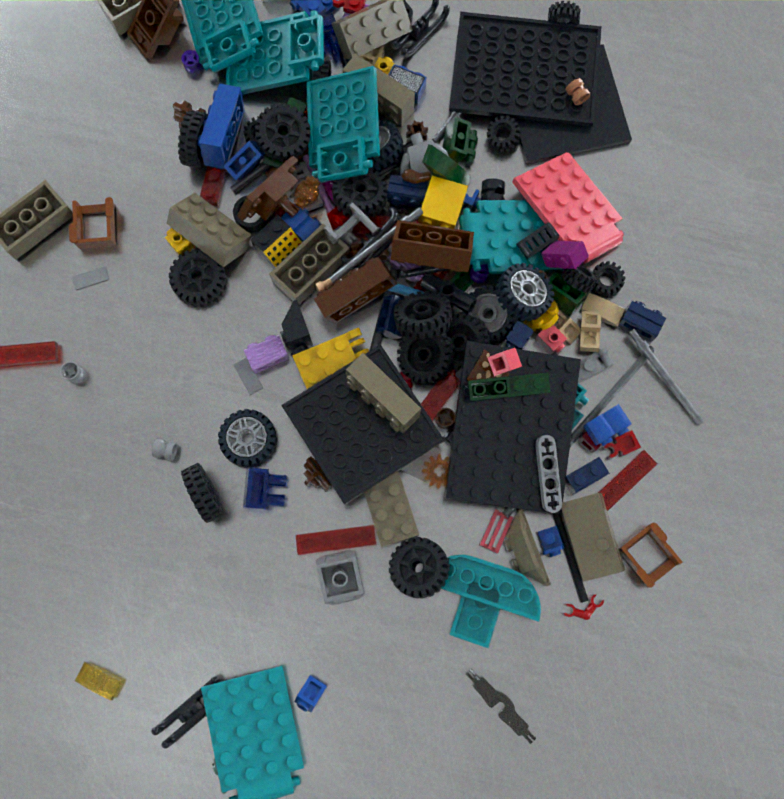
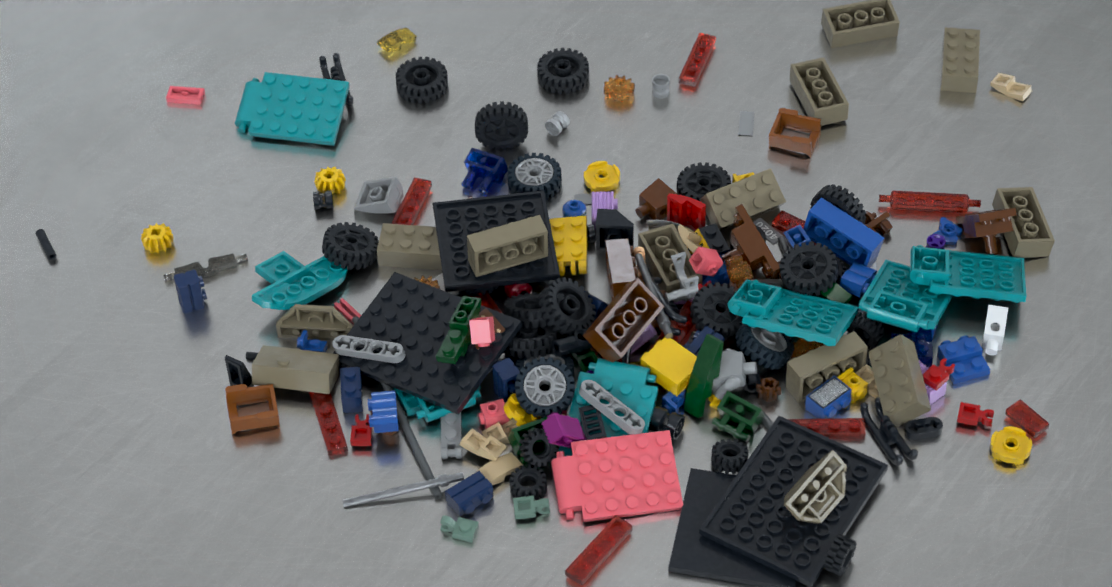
camera: 115 degrees right, 30 degrees down
(72, 470) = (563, 71): none -> black wheel
(83, 411) = (619, 88): none -> clear orange gear
(136, 624) = (421, 79): none -> black wheel
(137, 83) = (929, 201): none -> clear red plate
(168, 59) = (949, 231): none -> blue animal
(209, 375) = (610, 173): none -> yellow plate
(227, 203) = (771, 234): none -> light grey sticker
(233, 310) = (654, 200): none -> reddish brown torso
(244, 268) = (686, 211): none -> red slope
(257, 101) = (857, 279): none -> blue brick
(264, 289) = (651, 223): none -> white sticker
(278, 254) = (689, 238): none -> tan slope
(284, 382) = (574, 208): none -> blue head
(310, 221) = (706, 261): none -> coral brick
(310, 694) = (300, 153): blue bracket -> none
(335, 647) = (330, 179): none -> yellow gear
(368, 636) = (319, 202): none -> black wheel
(435, 81) = (835, 427): none -> clear red plate
(497, 775) = (157, 238): none -> yellow gear
(519, 227) = (593, 392): none -> light grey beam
(524, 46) = (818, 490): none -> dark tan wedge
(551, 695) = (189, 291): none -> dark blue brick
(577, 91) = (738, 520): nougat wheel -> none
(586, 615) = (235, 350): red arm -> none
(619, 589) = (237, 372): none -> black slope
(632, 269) = (527, 507): none -> sand green plate
(643, 196) = (598, 550): none -> clear red plate
(676, 312) = (462, 529): none -> sand green plate

